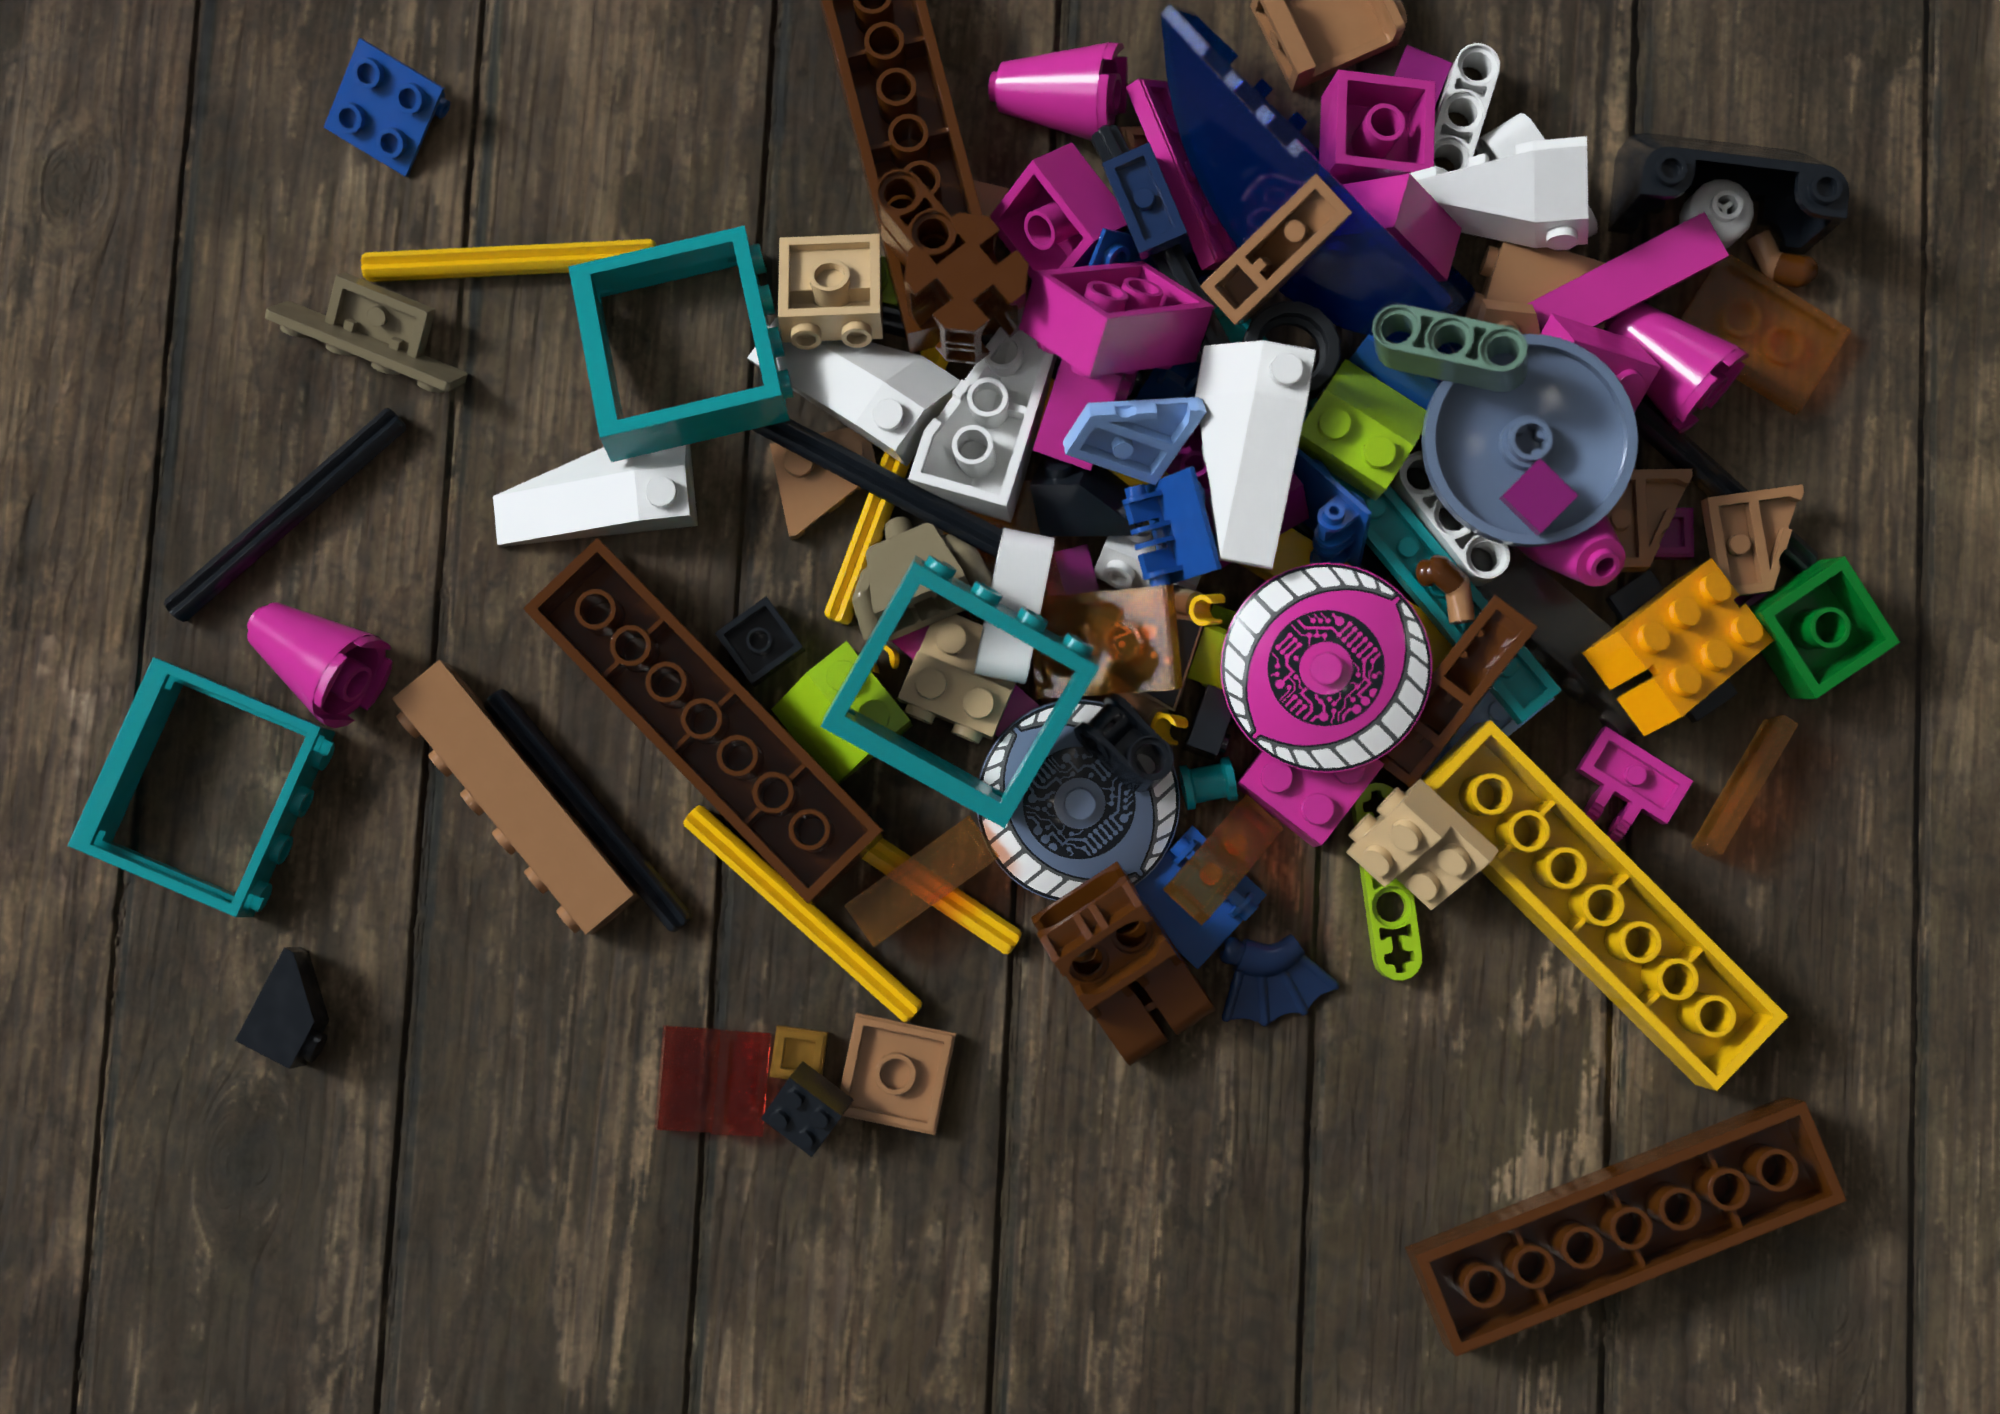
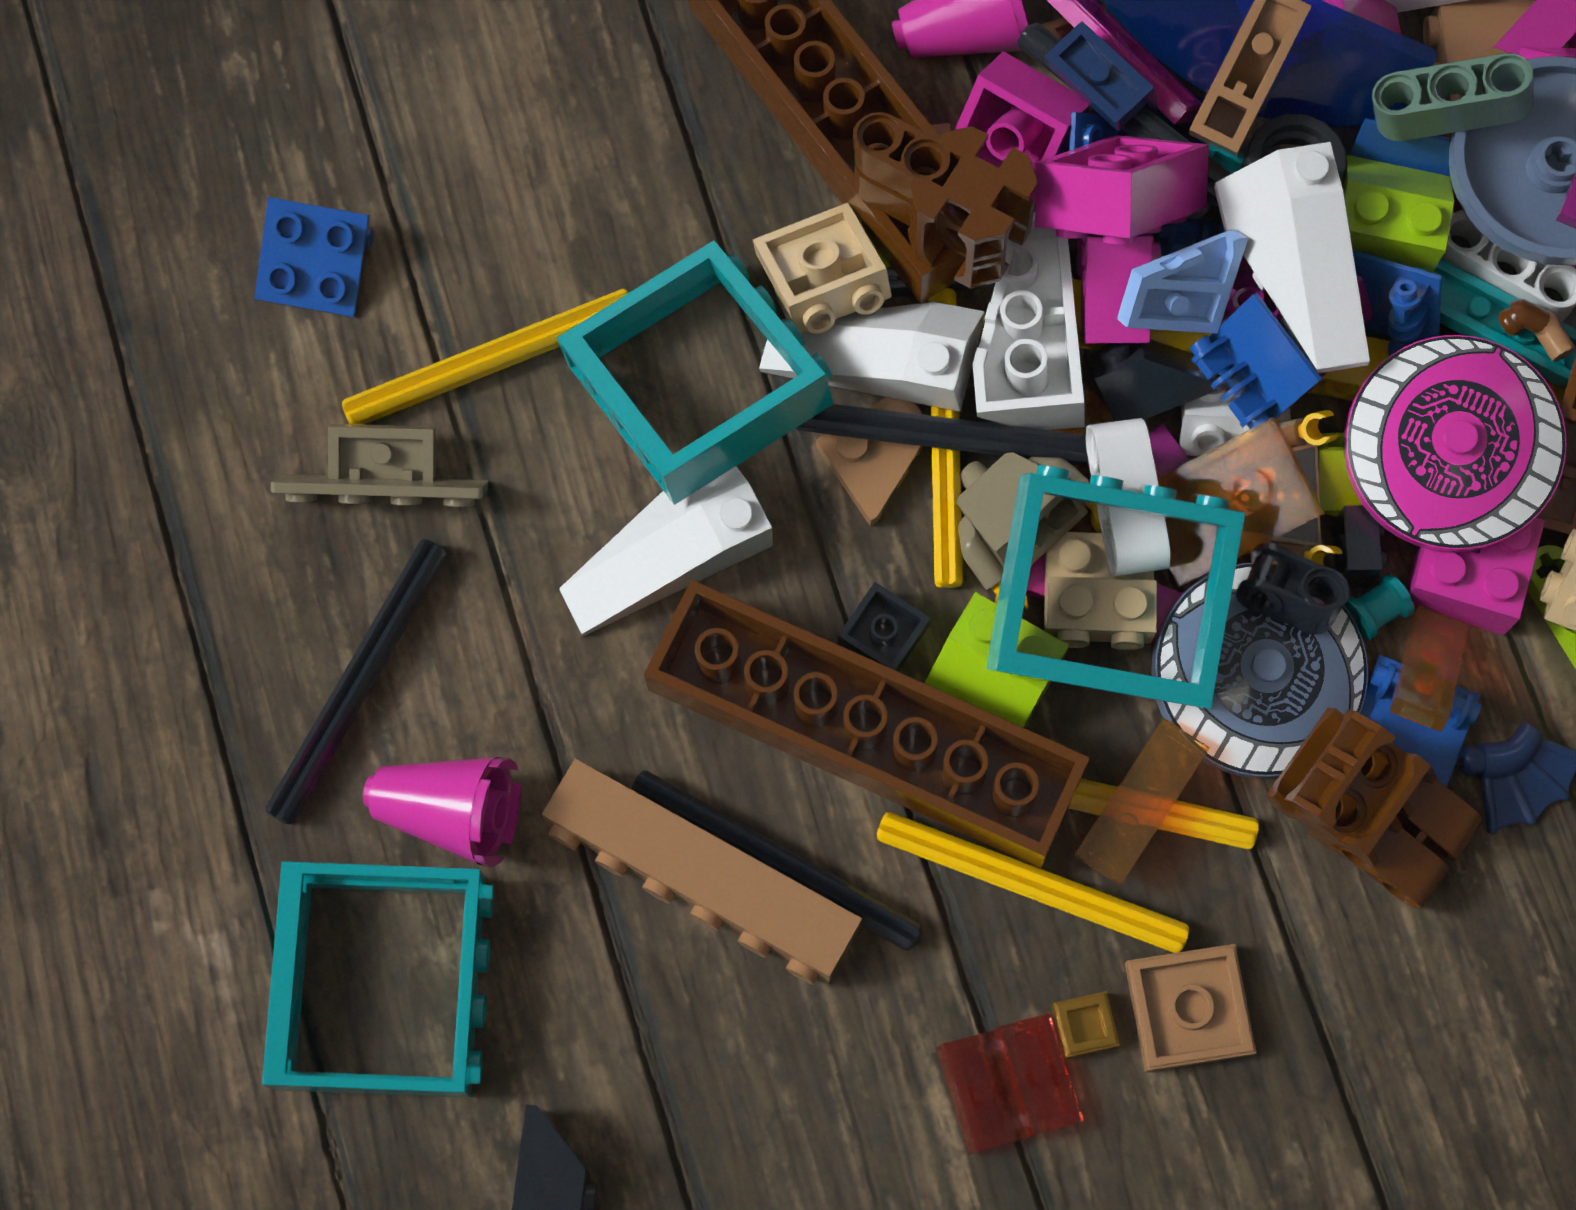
camera: 20 degrees left, 10 degrees down
(807, 1109) = (1120, 1072): black piece -> none

